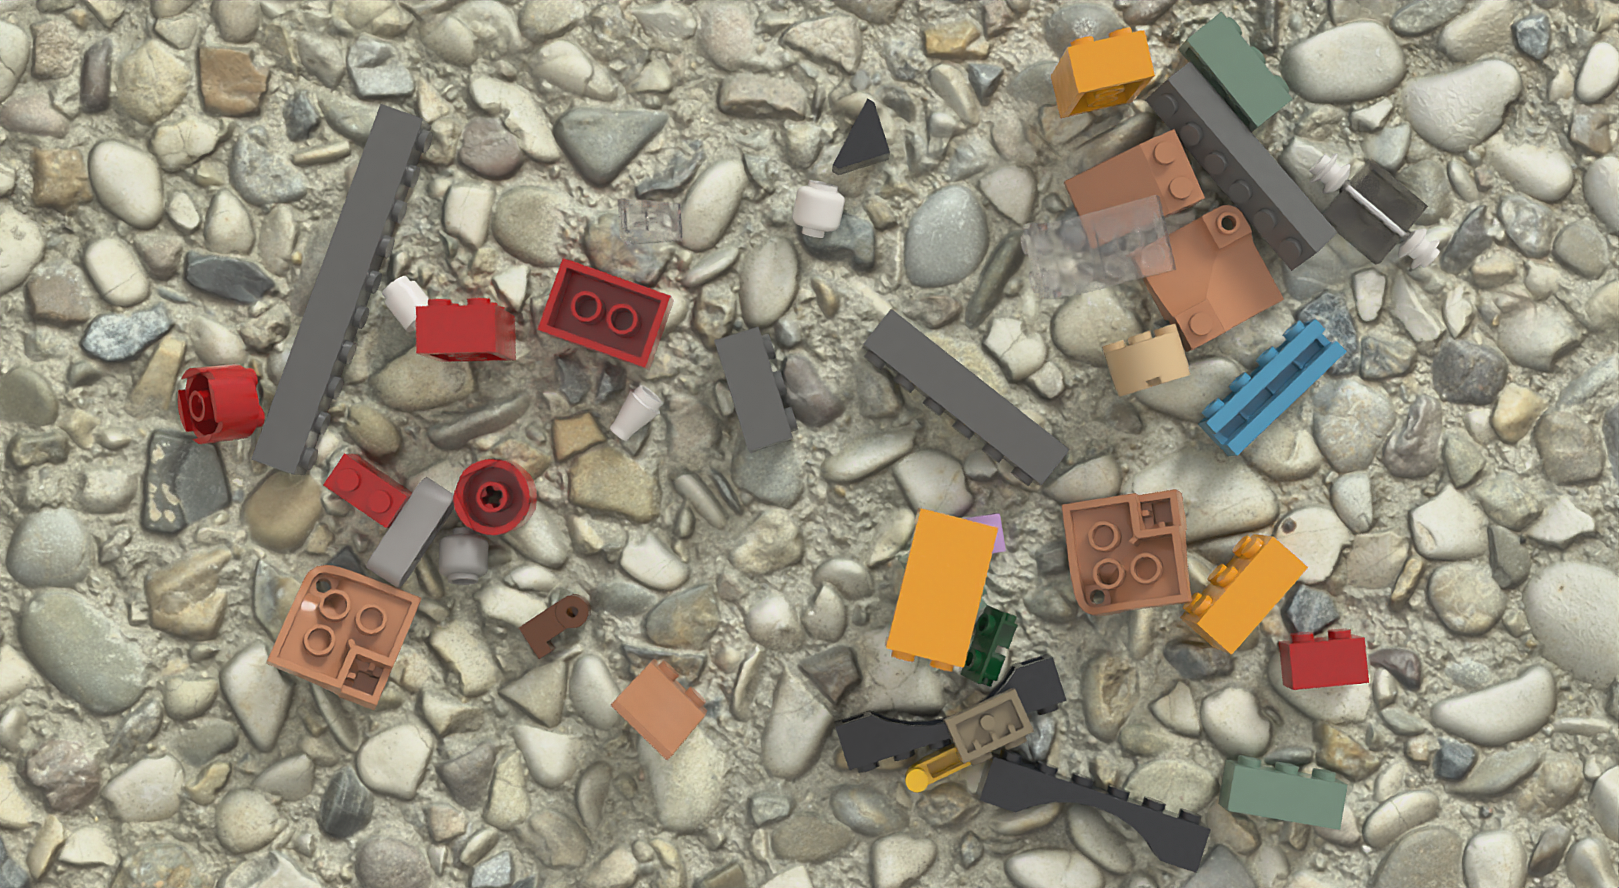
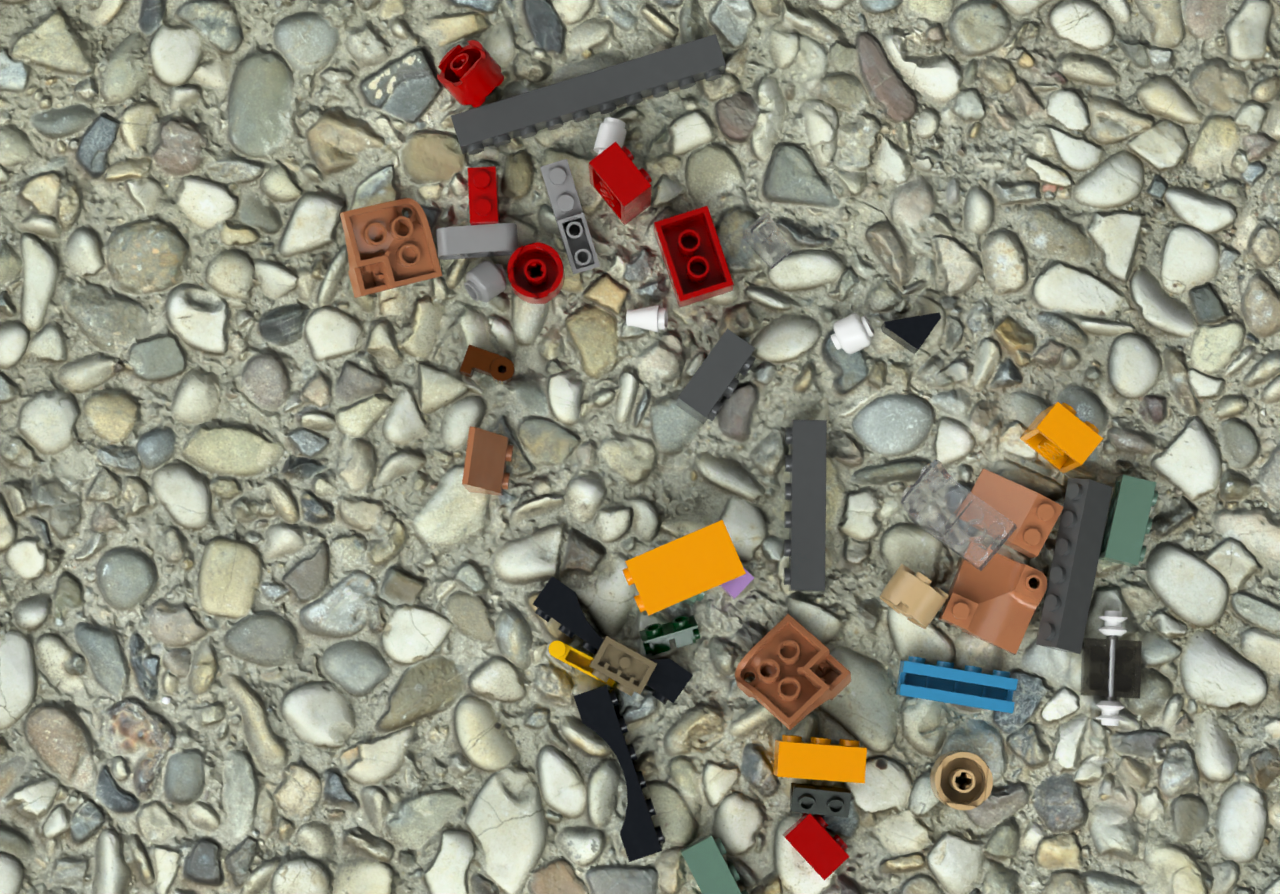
camera: 55 degrees right, 5 degrees down
(461, 413) = (569, 216): none -> light grey slope
(1284, 623) = (820, 800): none -> pearl dark grey bracket
(1393, 459) = (971, 793): none -> tan brick

